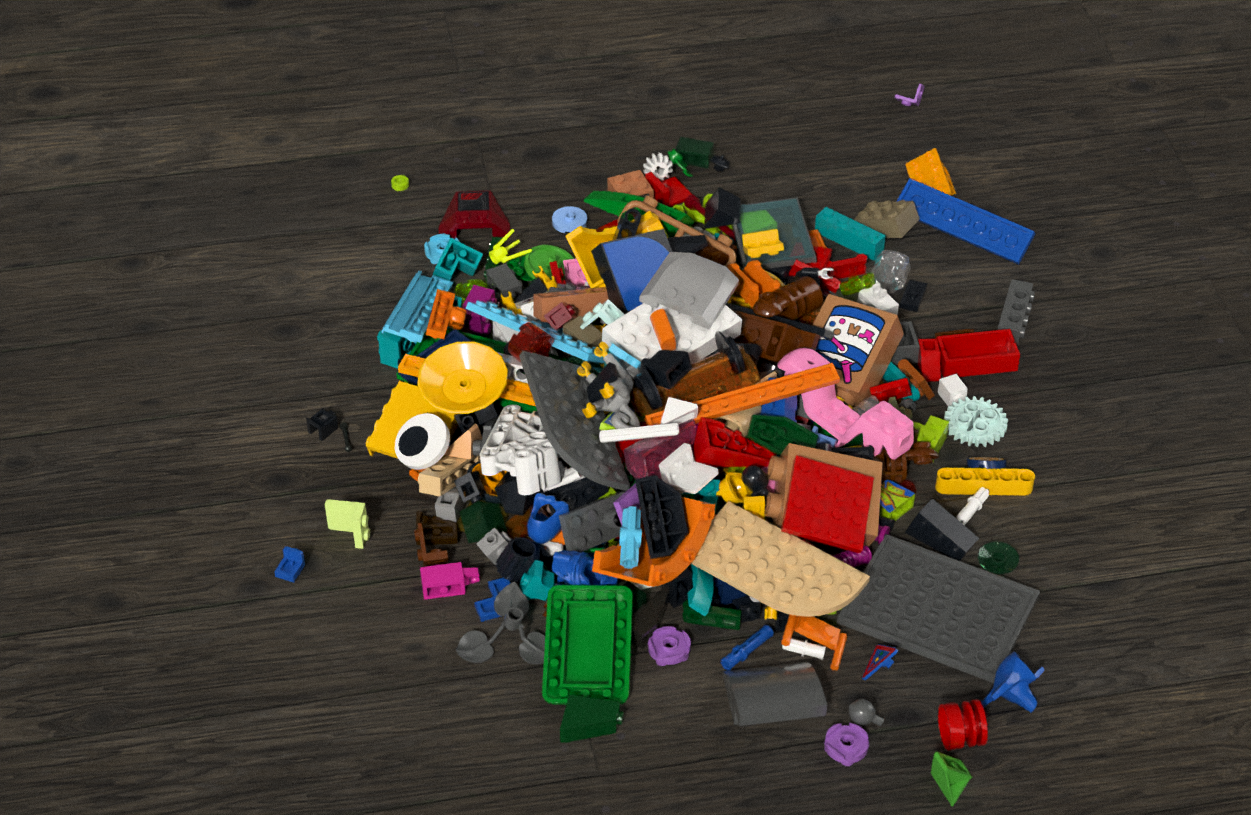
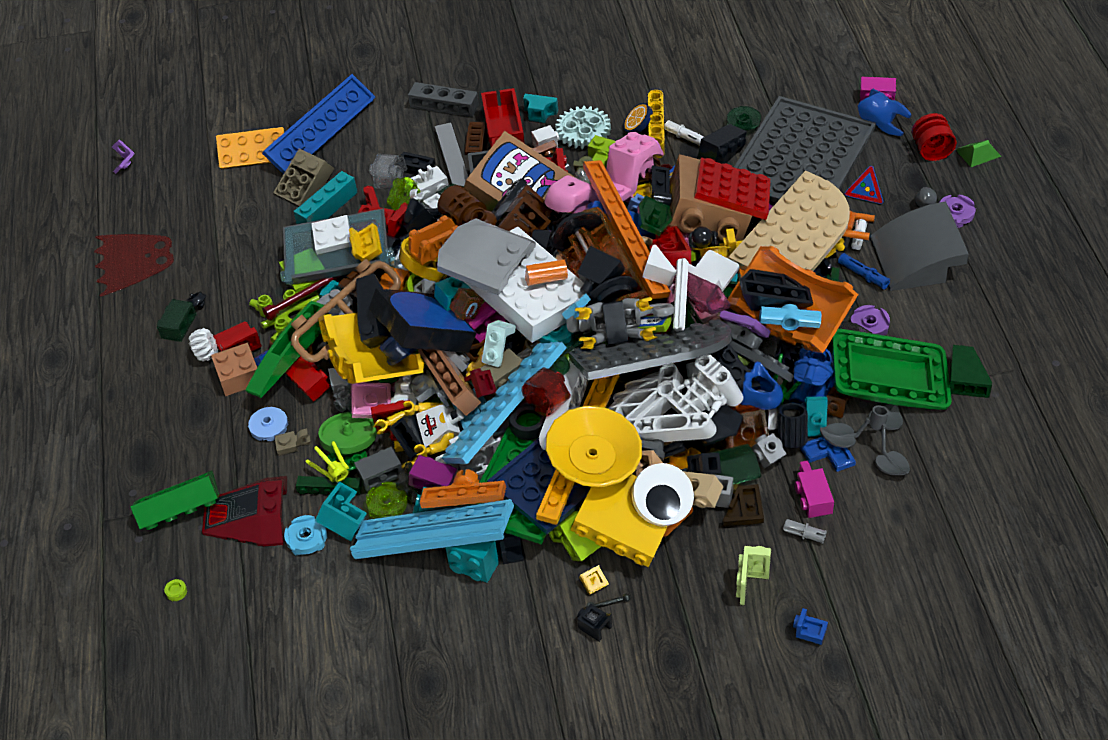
camera: 85 degrees left, 5 degrees up
(366, 424) = (593, 580): none -> yellow tile
(399, 572) = (805, 531): none -> light grey axle
(435, 557) = (783, 506): reddish brown bracket -> none
(484, 168) = (175, 500): none -> green slope
(547, 233) = (288, 442): none -> dark tan plate
(626, 225) = (351, 340): black beam -> none
(676, 157) = (191, 327): green plate -> none
(722, 209) = (299, 281): black slope -> none
(771, 121) = (126, 259): none -> clear red piece
(785, 222) = (331, 234): none -> white plate
(943, 321) = (451, 154): none -> light grey tile
(1006, 386) = (540, 107): none -> teal brick
(1058, 687) = (884, 85): none -> dark pink brick

